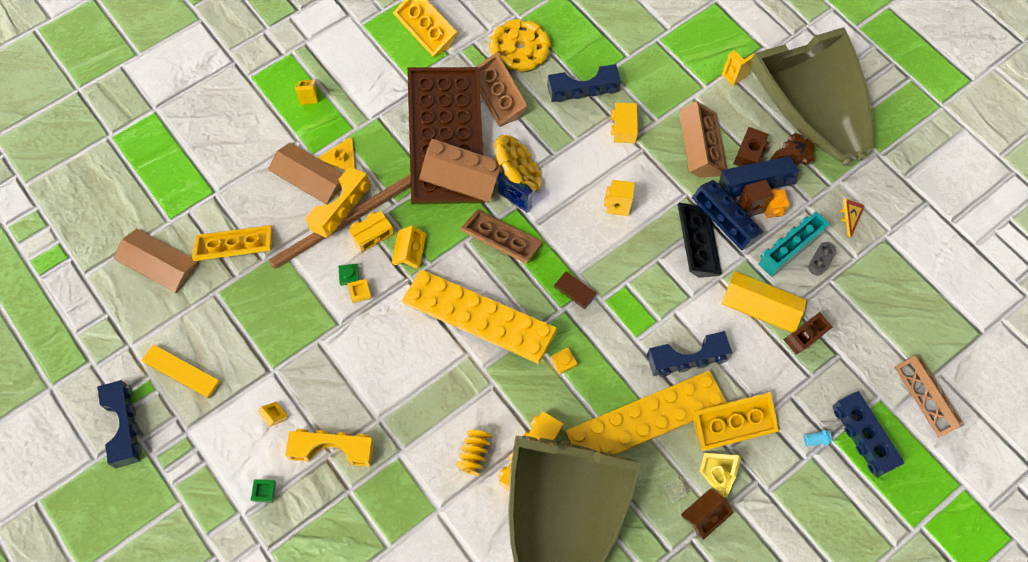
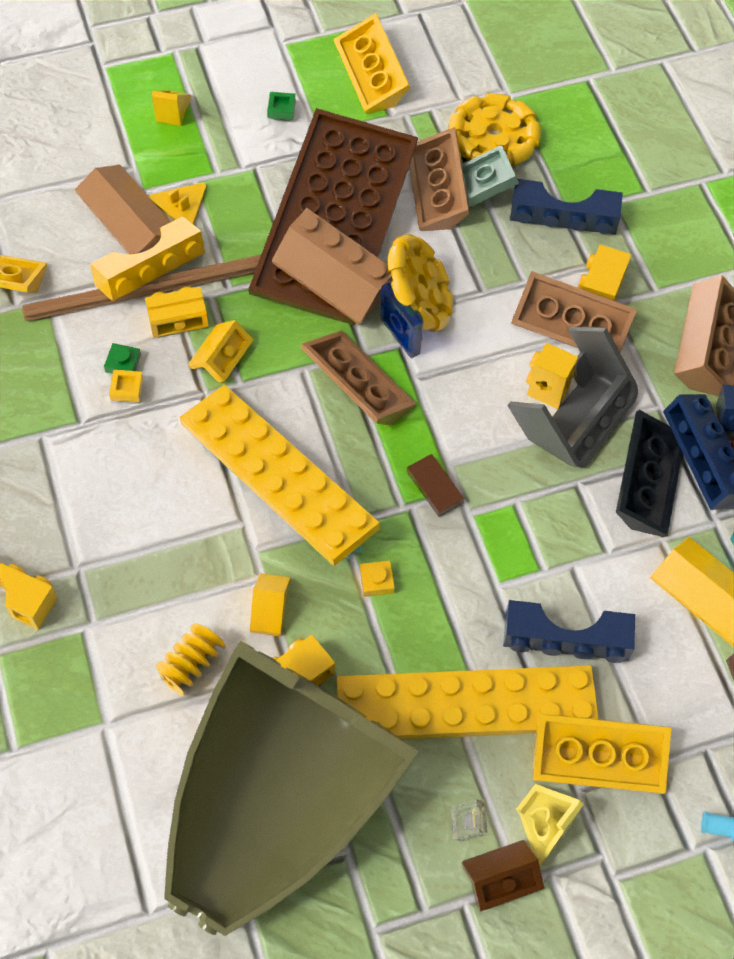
camera: 20 degrees right, 5 degrees down
(378, 69) = (281, 105): none -> green plate
(506, 399) = (269, 604): none -> yellow slope
(530, 77) = (488, 175): none -> sand green plate
(616, 154) = (555, 307): none -> medium nougat slope
(648, 209) = (591, 410): none -> dark grey windscreen

